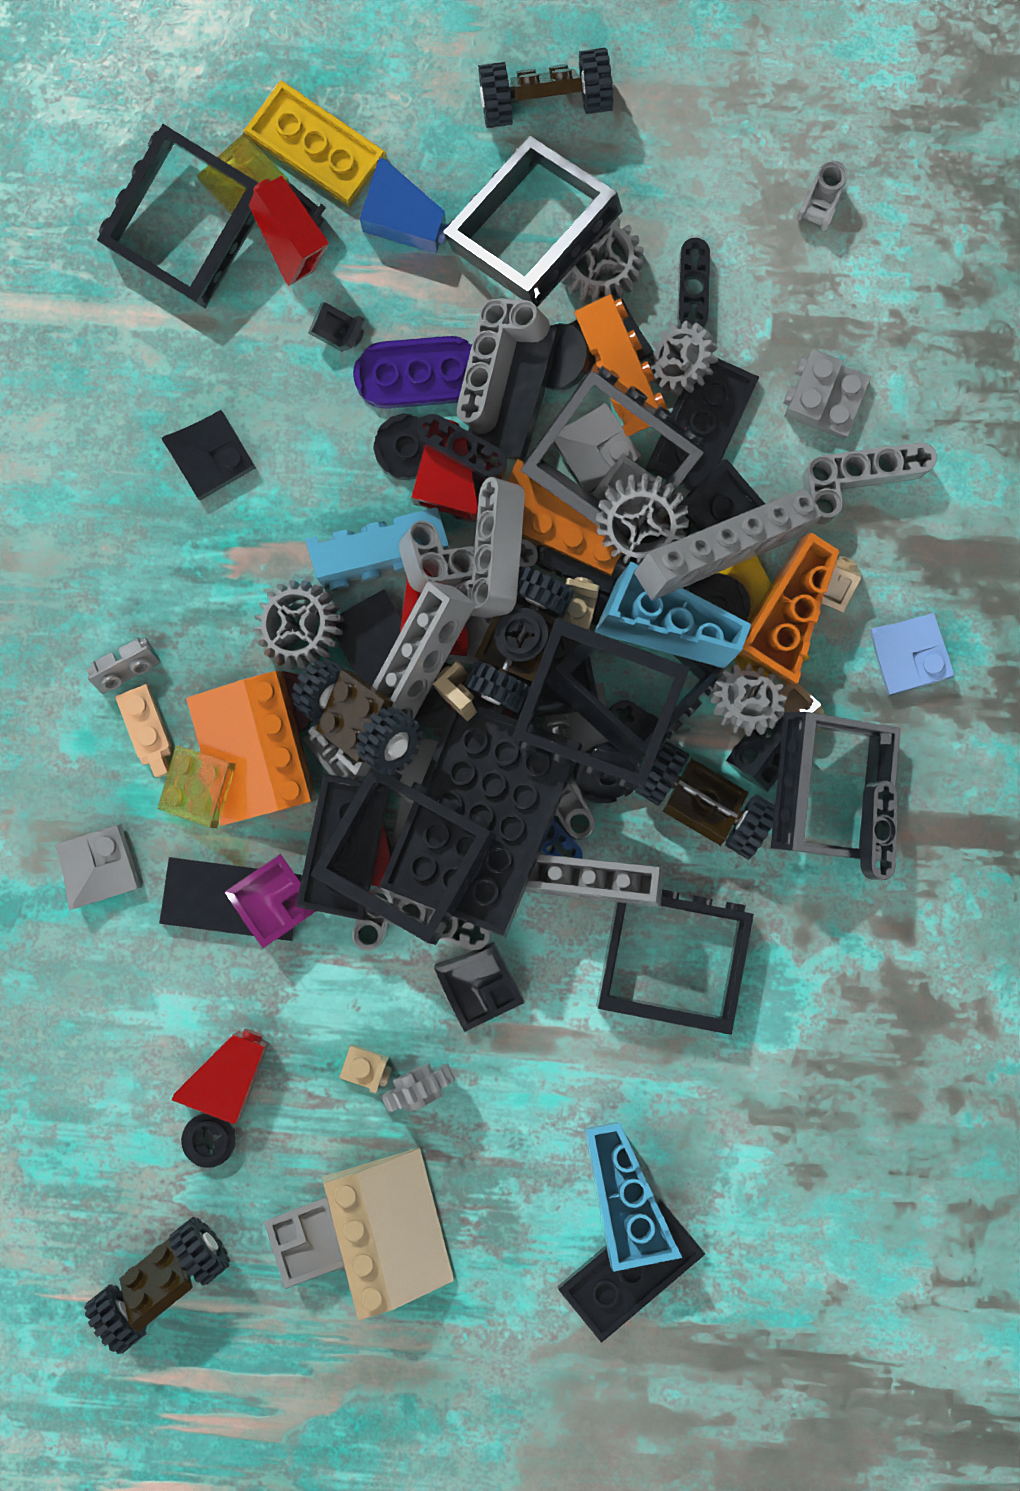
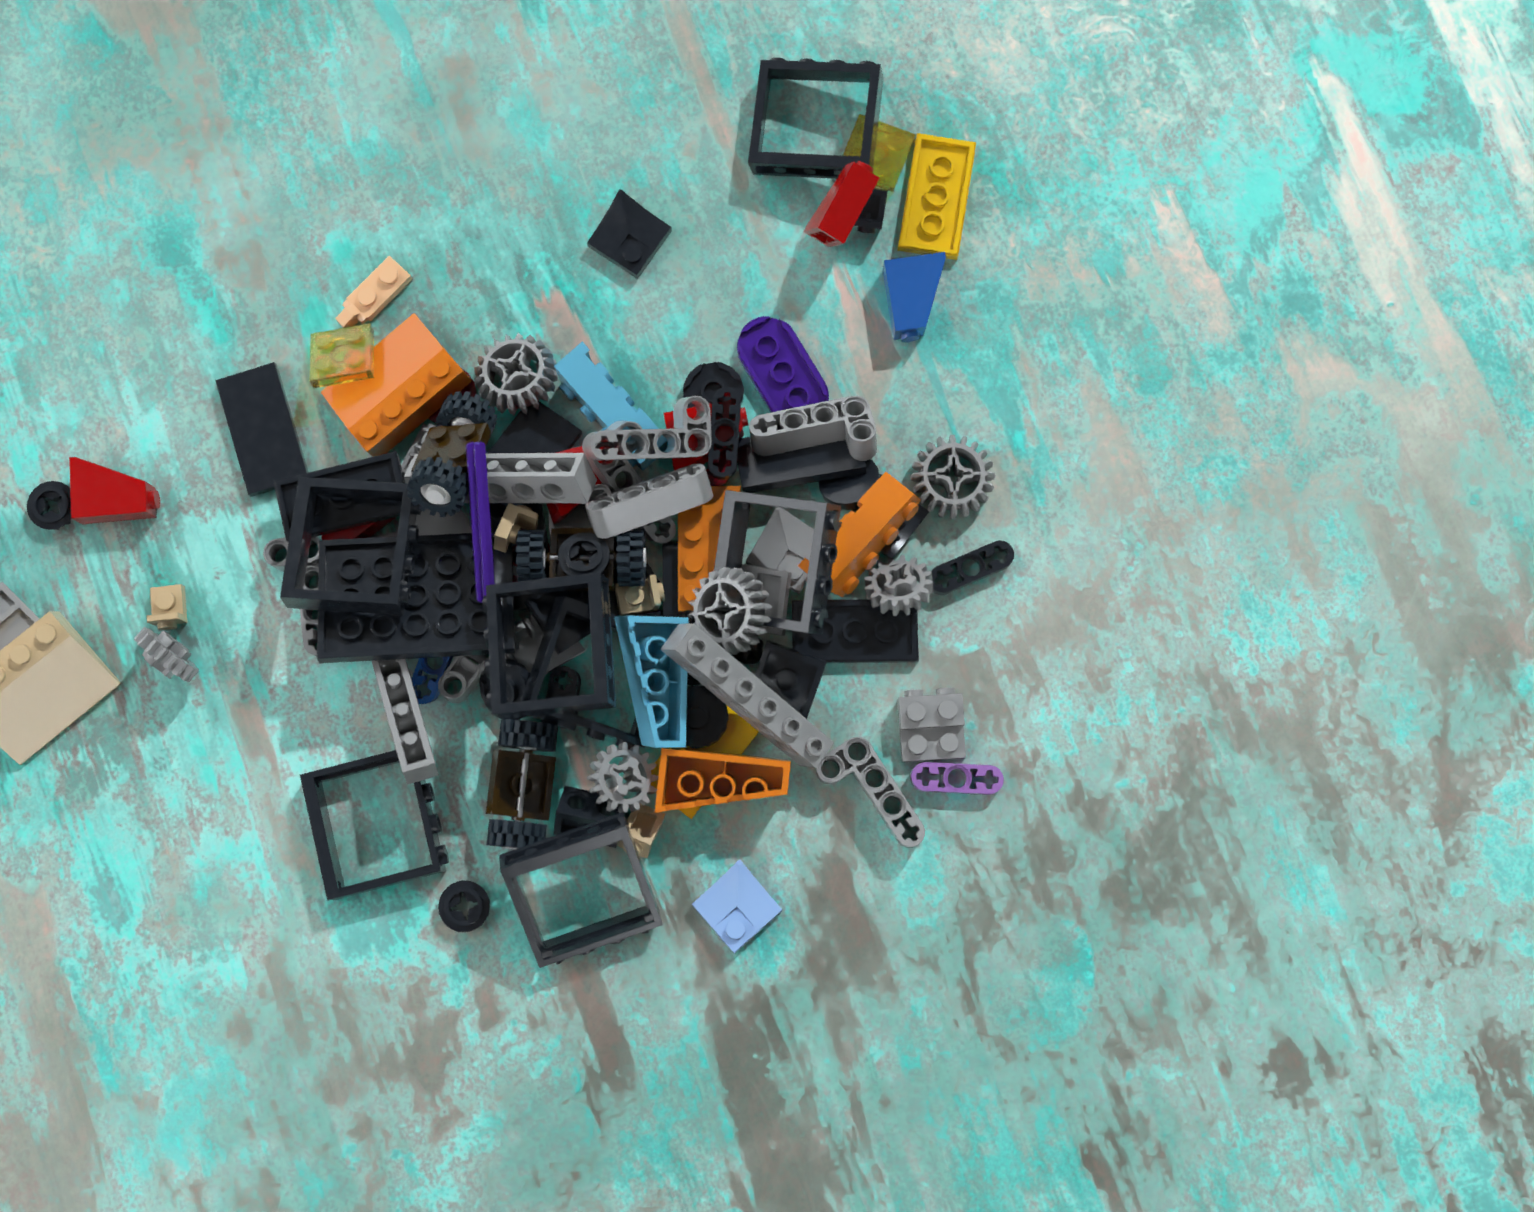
camera: 65 degrees right, 5 degrees down
(97, 866) = (240, 308): light grey plate -> none
(109, 673) = (407, 242): light grey hinge -> none
(269, 901) = (269, 457): magenta plate -> none
(336, 327) = (785, 286): black bracket -> none
(439, 519) = (647, 438): none -> light grey beam
(441, 715) = (480, 517): none -> dark purple axle
(478, 986) = (277, 667): black plate -> none
(564, 252) = (942, 442): black window -> none
(593, 82) = (1073, 350): black plate -> none
(610, 1297) = (91, 912): black tile -> none
(629, 1214) = (140, 878): medium azure wedge -> none
(799, 923) = (452, 896): none -> black gear
(823, 199) = (1102, 641): light grey piece -> none
(842, 584) = (769, 813): tan bracket -> none
(888, 819) = (555, 957): black beam -> none
(904, 379) = (980, 787): none -> medium lavender beam

